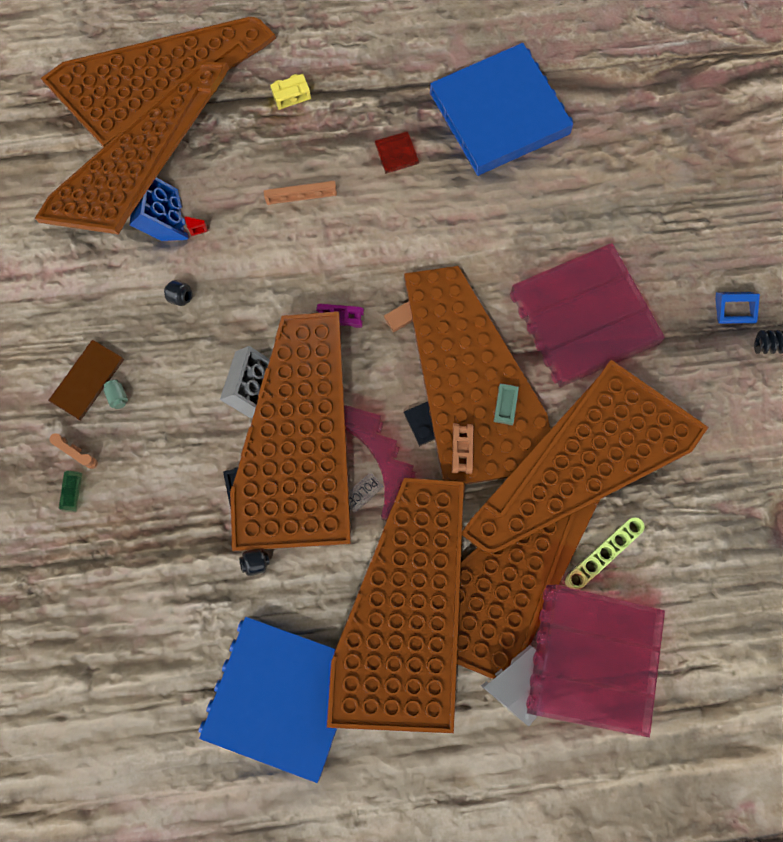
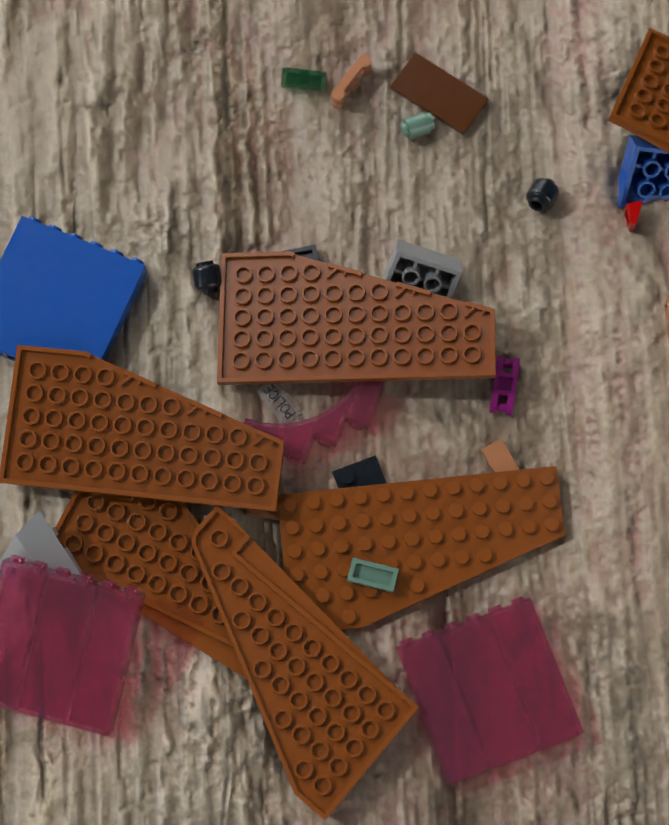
camera: 95 degrees right, 0 degrees up
(462, 448) = (319, 516): nougat plate -> none
(613, 550) = (176, 666): yellowish green beam -> none

